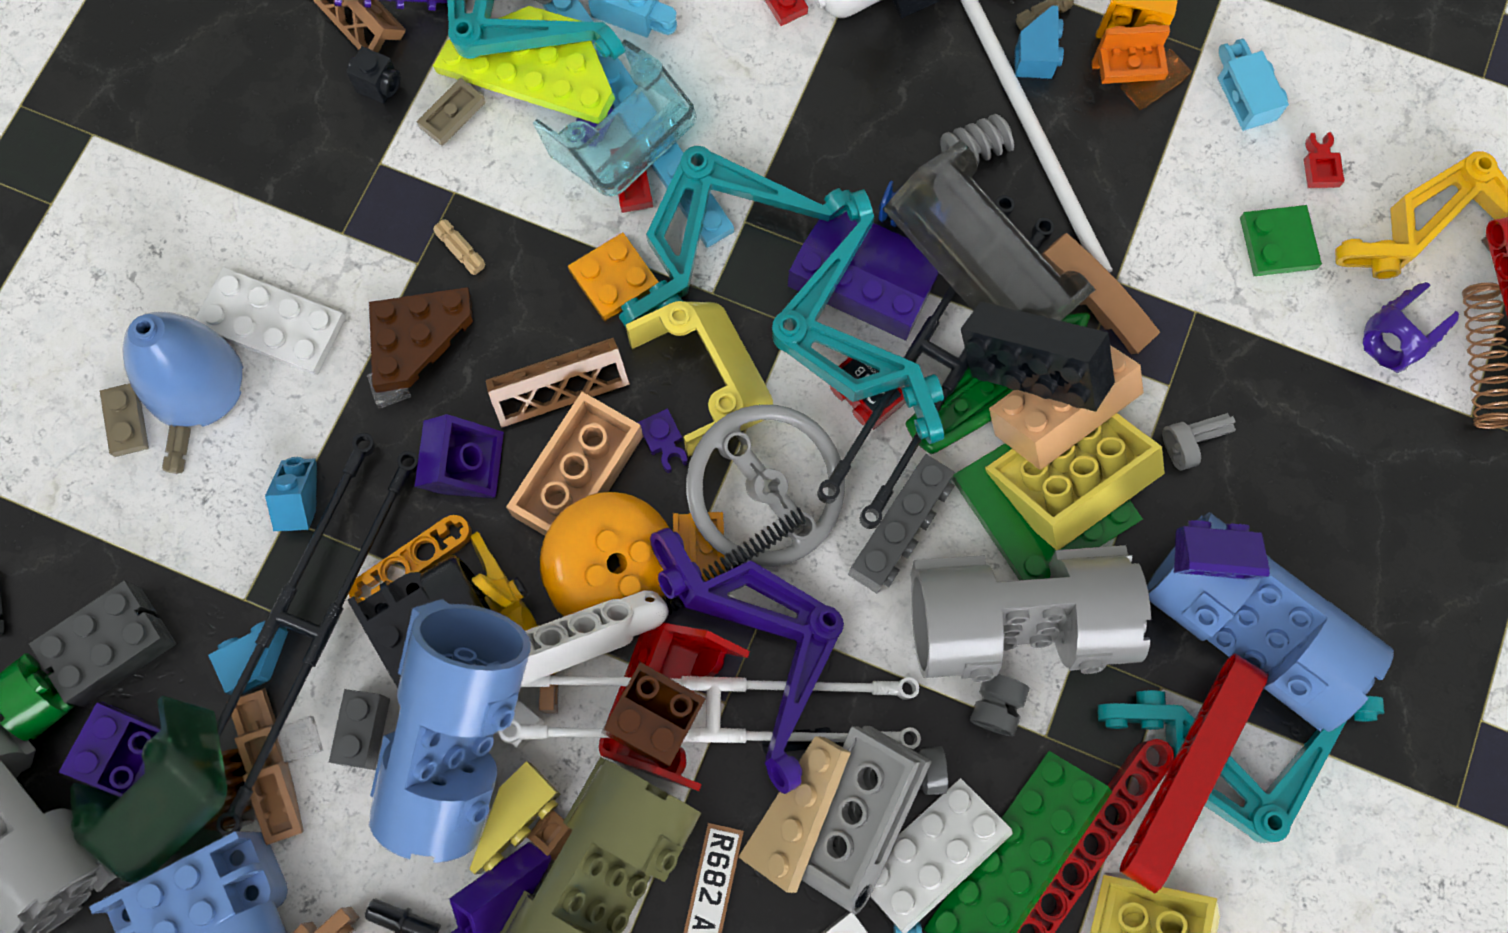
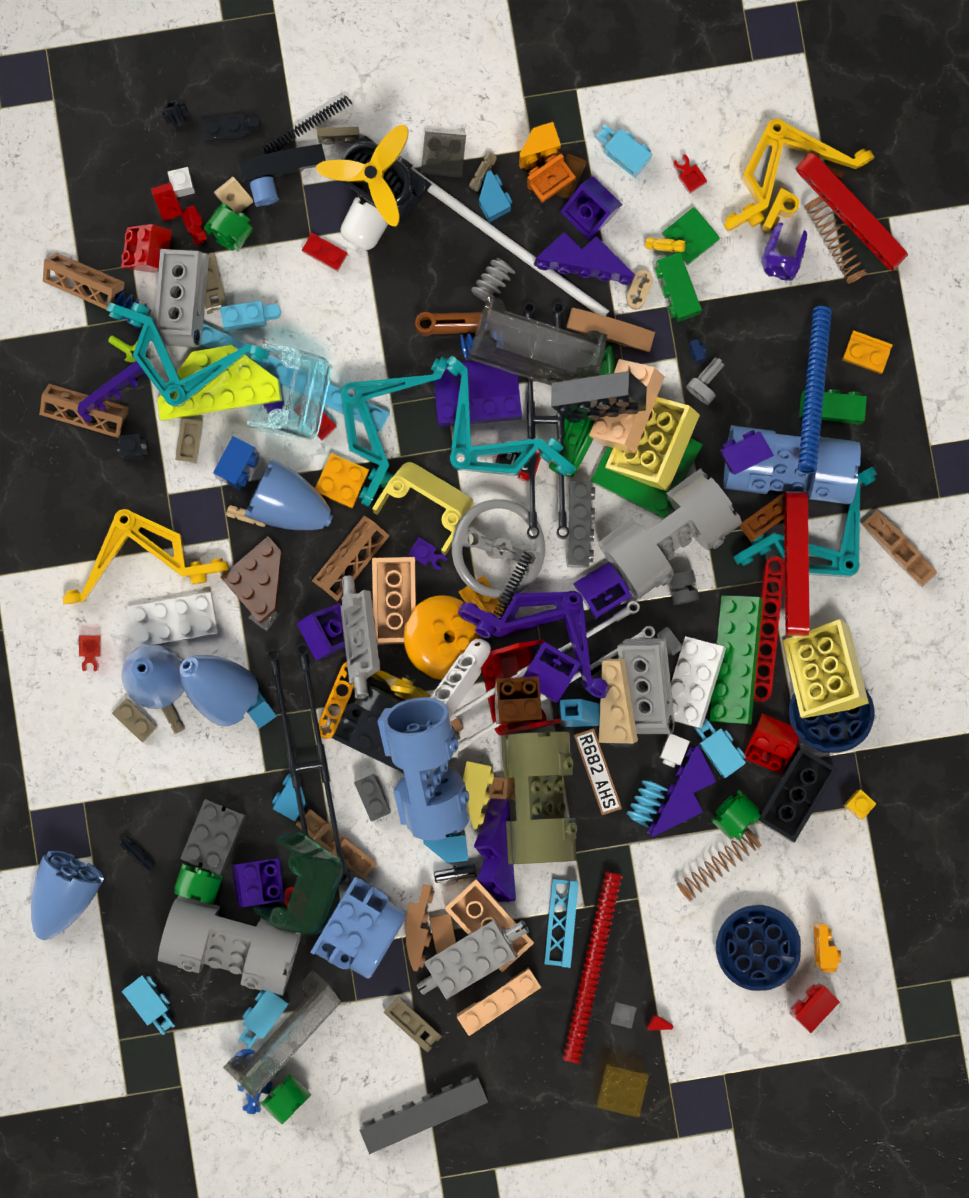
camera: 30 degrees left, 10 degrees up
(135, 290) = (90, 648): none -> clear red plate
(245, 429) = (218, 688): none -> medium blue cylinder
(293, 165) = (118, 535): none -> yellow piece
(420, 880) = (450, 849): none -> dark azure slope
(488, 166) = (236, 463): none -> blue brick
(490, 491) = (359, 636): none -> light grey plate
(518, 248) = (288, 501): none -> medium blue cylinder
(733, 705) = (554, 671): none -> dark purple slope
(735, 794) = (578, 713): none -> dark azure slope
(874, 155) = (457, 322): none -> dark orange piece
(879, 636) = (602, 590): none -> dark purple slope
(1124, 190) = (591, 261): none -> dark purple slope
(1164, 128) = (591, 207): none -> dark purple slope
(1165, 262) = (643, 291): none -> tan beam
(1178, 676) = (764, 519): none -> dark orange plate
(1207, 390) = (698, 351): none -> dark blue plate
(1226, 292) = (677, 287): none -> green brick
(1240, 228) = (665, 244): none -> yellow axle
(1358, 846) = (899, 548): none -> medium nougat slope
(1359, 538) = (814, 390): none -> blue piece
(1365, 578) = (840, 407): none -> green brick
(1428, 270) = (779, 209): none -> yellow plate
(1454, 534) = (867, 352): none -> light orange plate

